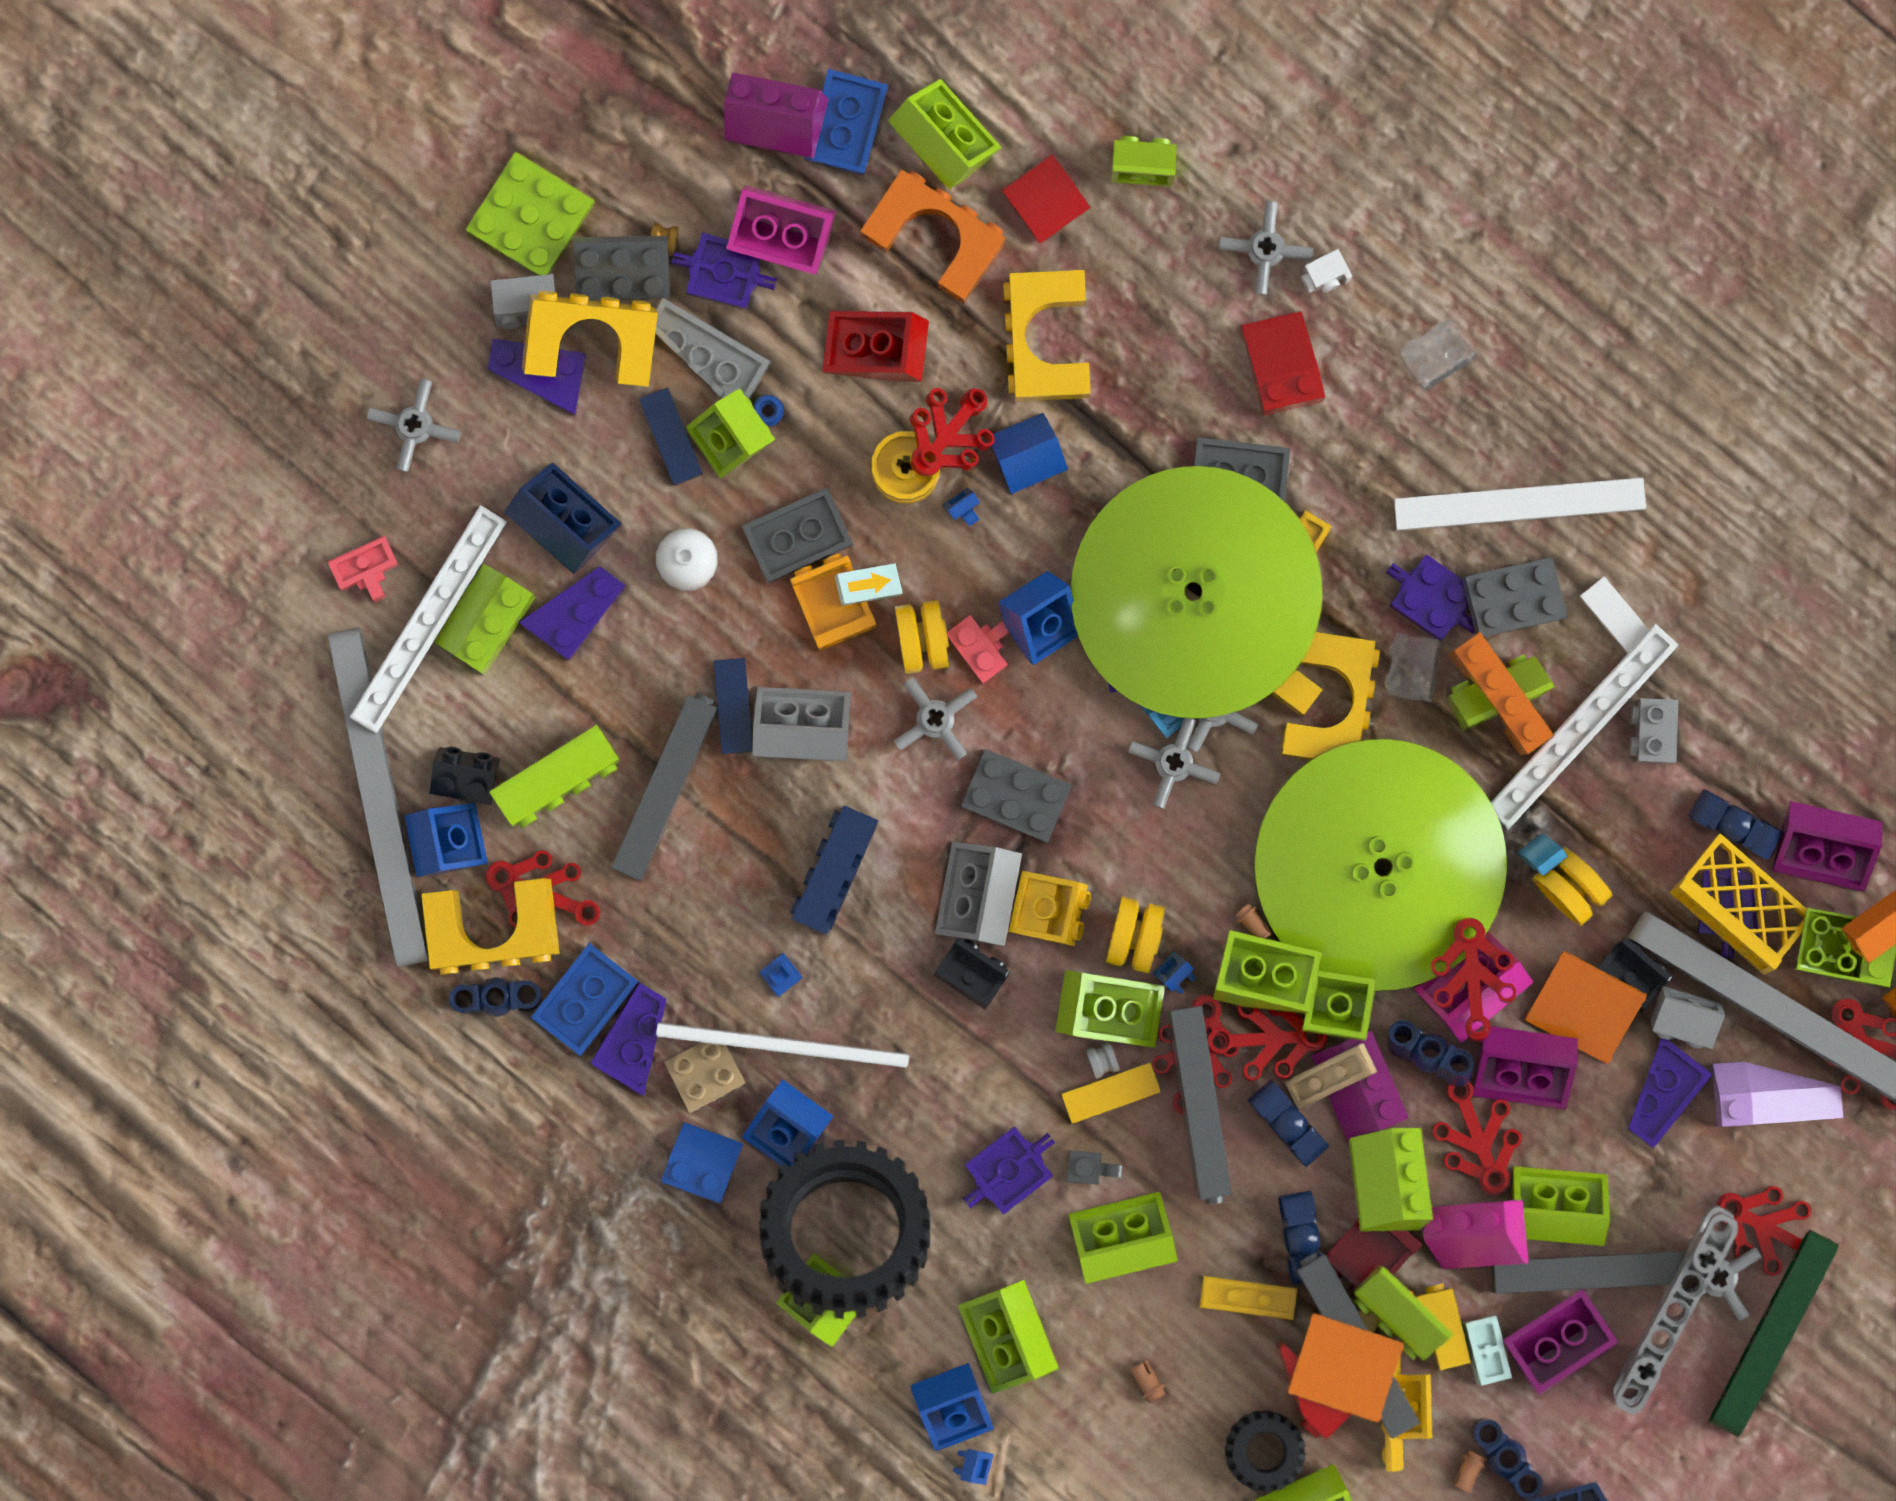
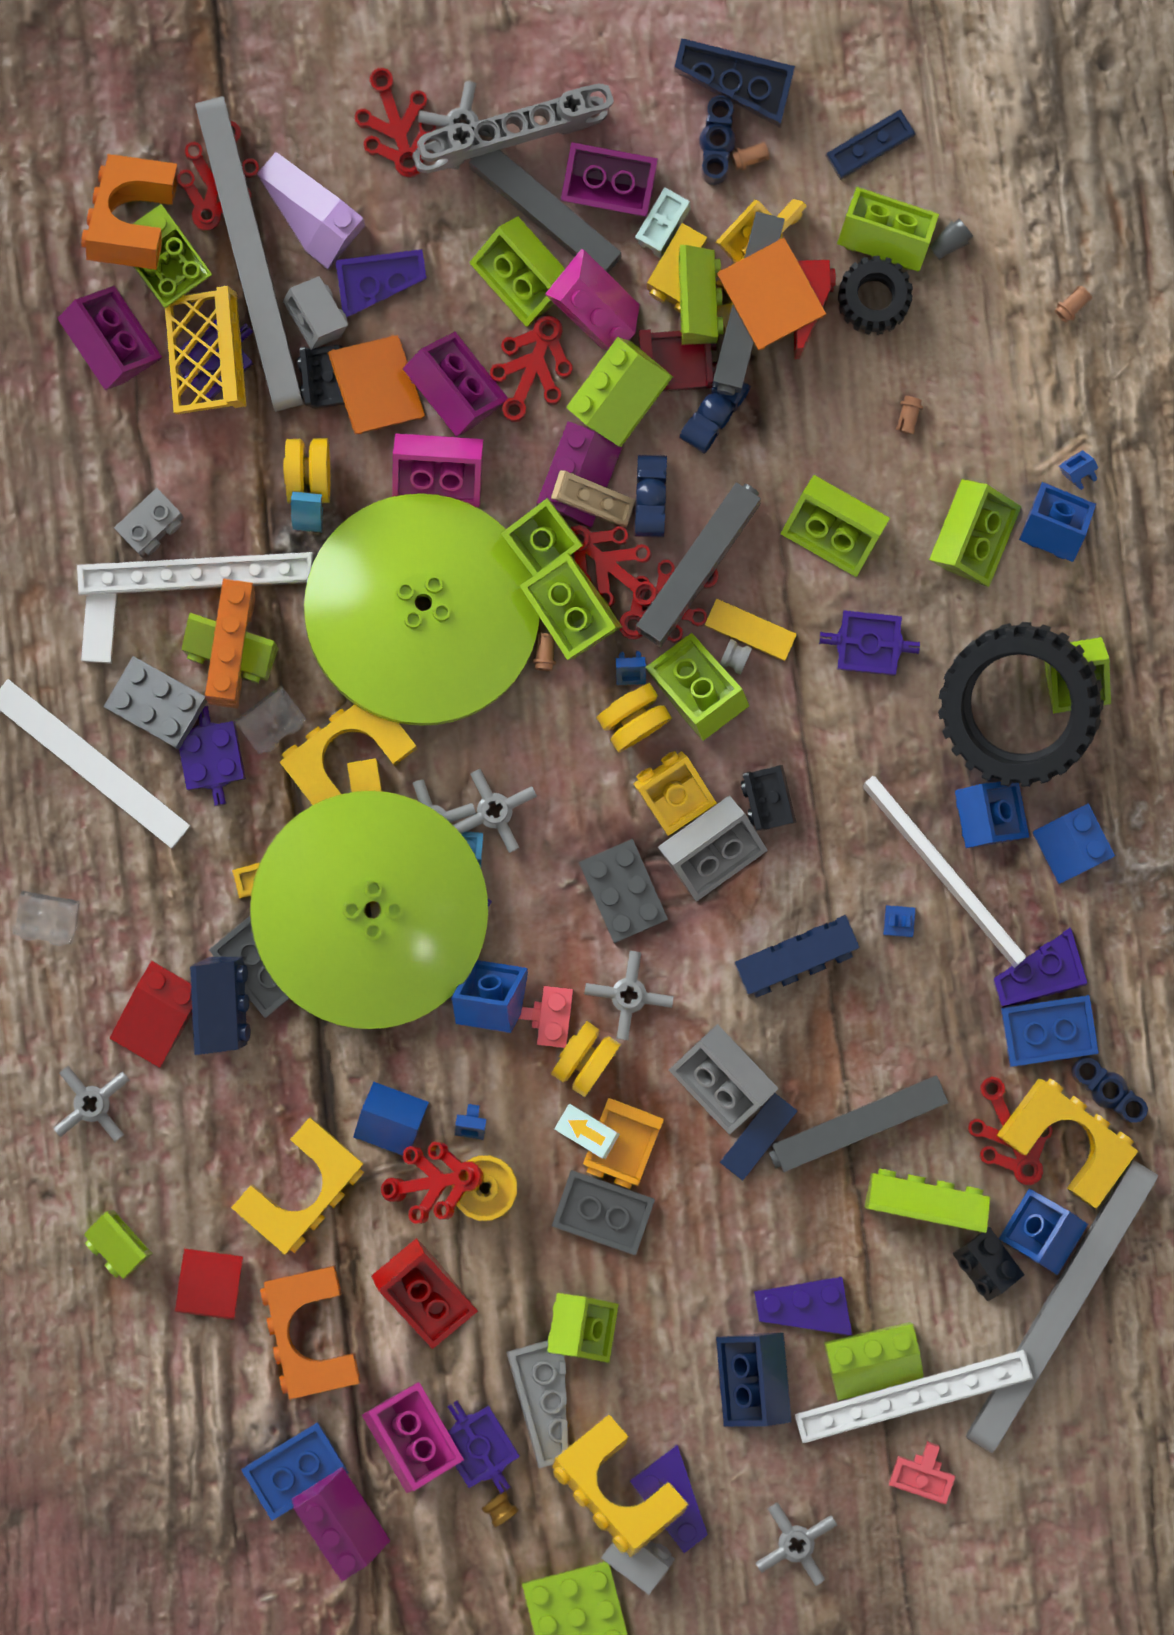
camera: 135 degrees left, 0 degrees up
(622, 267) = (548, 1517): dark grey plate -> none
(671, 436) = (625, 1365): dark blue tile -> none
(686, 559) = (695, 1269): white cylinder -> none
(704, 1074) = (1016, 902): tan hinge -> none
(773, 402) = (531, 1319): blue plate -> none
(944, 133) = (235, 1397): lime slope -> none
(1087, 1167) = (813, 595): dark grey plate -> none
(1241, 412) = (219, 1004): none -> dark blue slope
(1248, 1297) = (788, 407): yellow tile -> none
(1326, 272) = (67, 1047): white brick -> none
(1419, 1042) = (510, 437): dark blue piece -> none
(1472, 973) = (431, 475): red plant -> none
(1735, 824) = (156, 409): dark blue piece -> none
(1773, 1333) = (460, 53): dark green beam -> none

